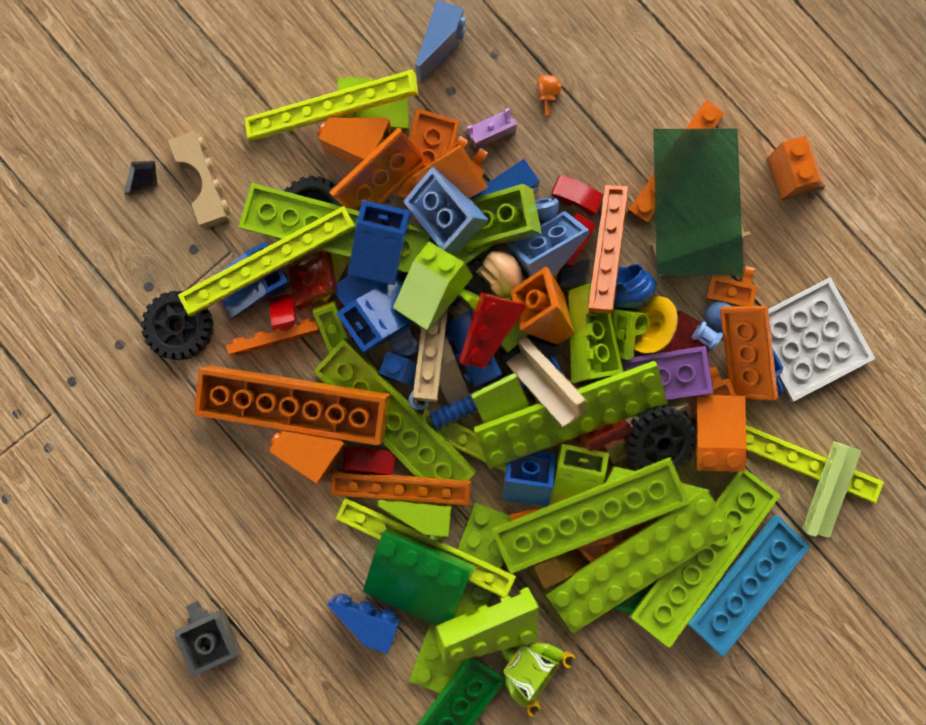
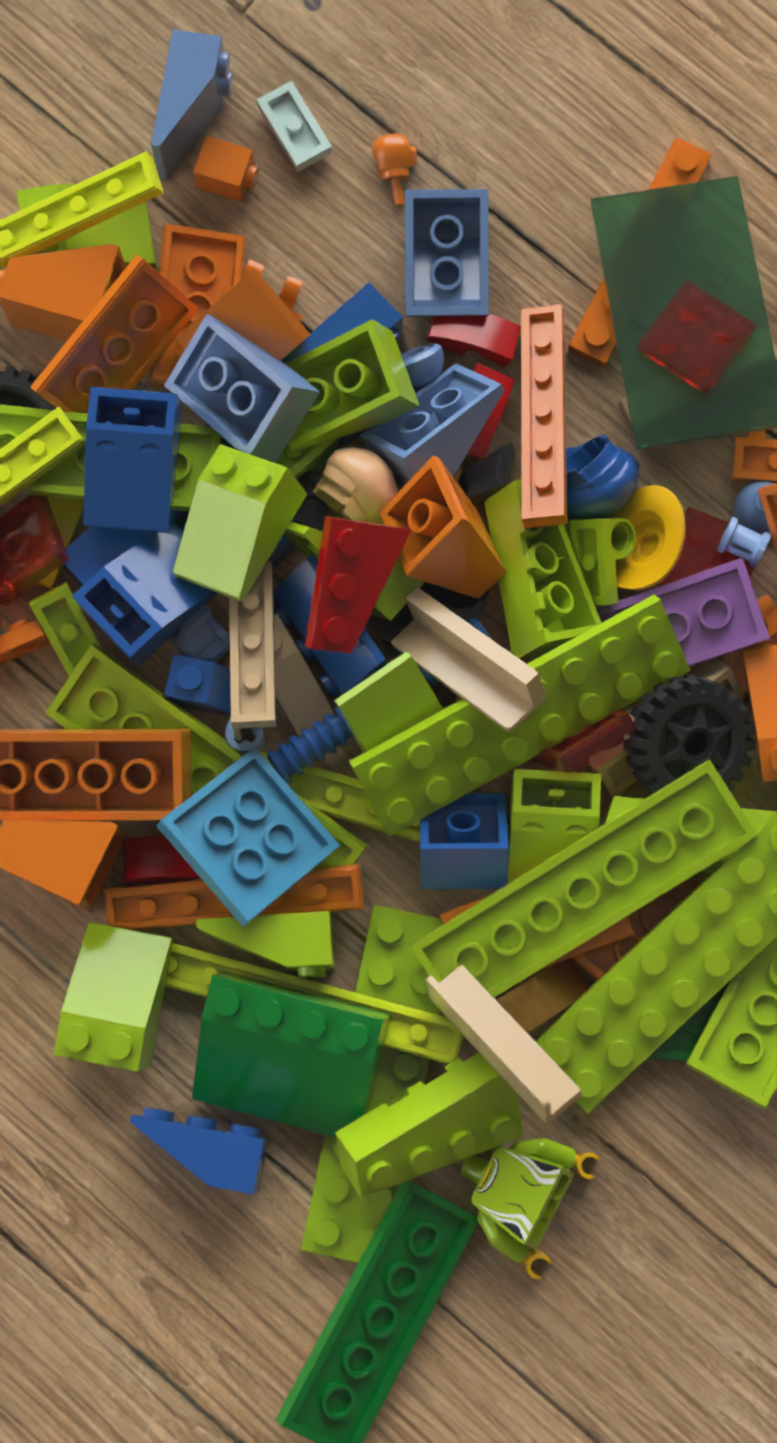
camera: 10 degrees left, 5 degrees down
(328, 533) = (115, 998): none -> lime slope
(413, 460) = (248, 836): none -> dark azure plate
(454, 81) = (225, 169): none -> orange brick
(491, 129) = (304, 242): lavender hinge -> none
(496, 62) = (294, 126): none -> light aqua plate
(534, 594) = (504, 1043): none -> tan panel
(569, 148) = (446, 252): none -> medium blue slope
(700, 218) = (696, 337): none -> clear red plate

